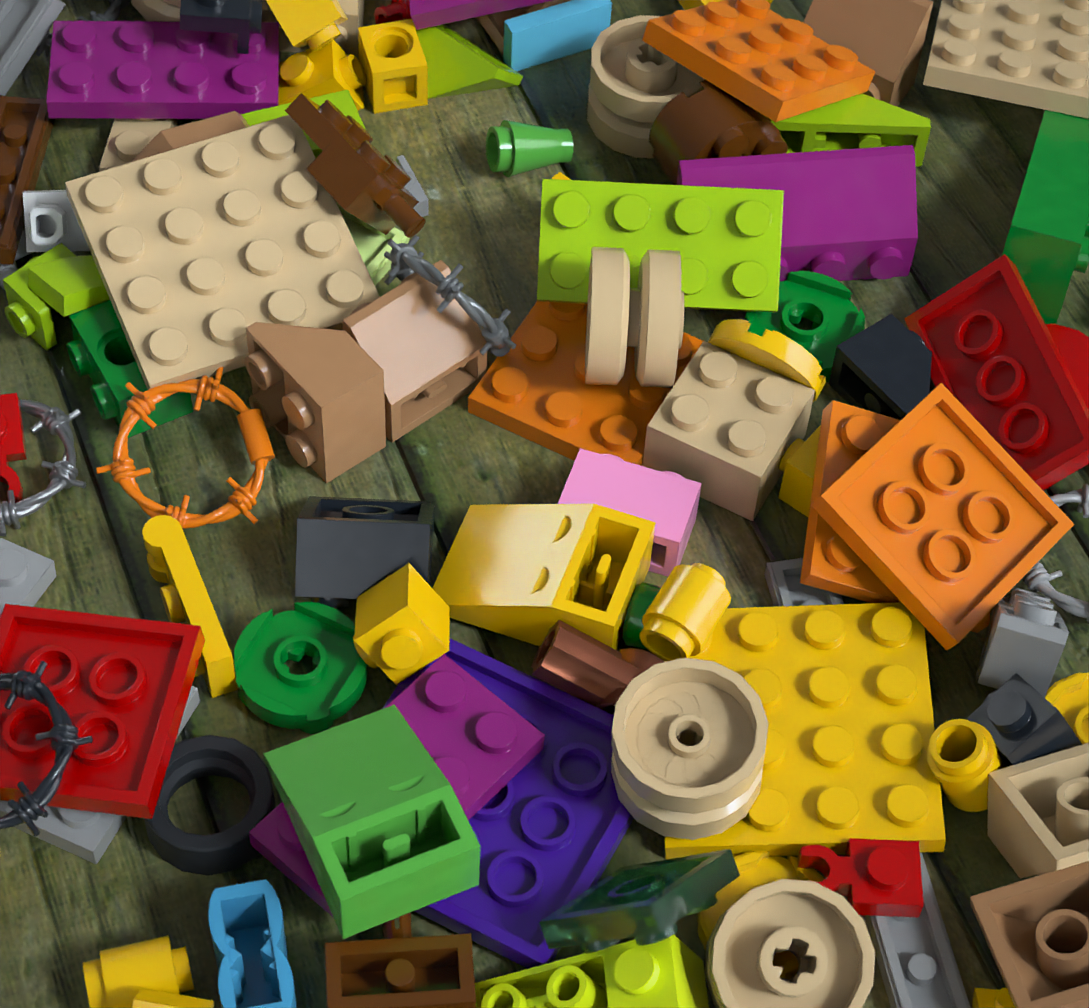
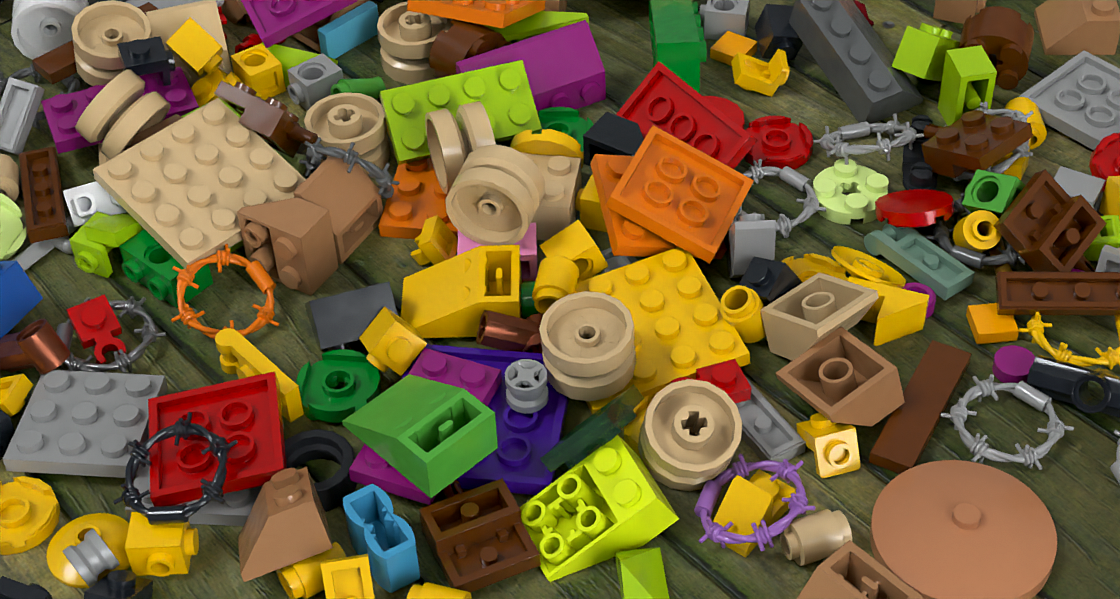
camera: 15 degrees left, 10 degrees down
(118, 900) = (283, 525): none -> medium nougat slope
(147, 94) = (121, 113): none -> tan wheel
(466, 108) = (313, 80): none -> light grey brick
(486, 218) = (350, 119): none -> tan wheel
(540, 462) = (435, 242): none -> yellow tile
(578, 763) = (526, 386): none -> light grey wheel
(645, 431) = (495, 195): none -> tan wheel
(745, 553) = (577, 246): none -> yellow brick

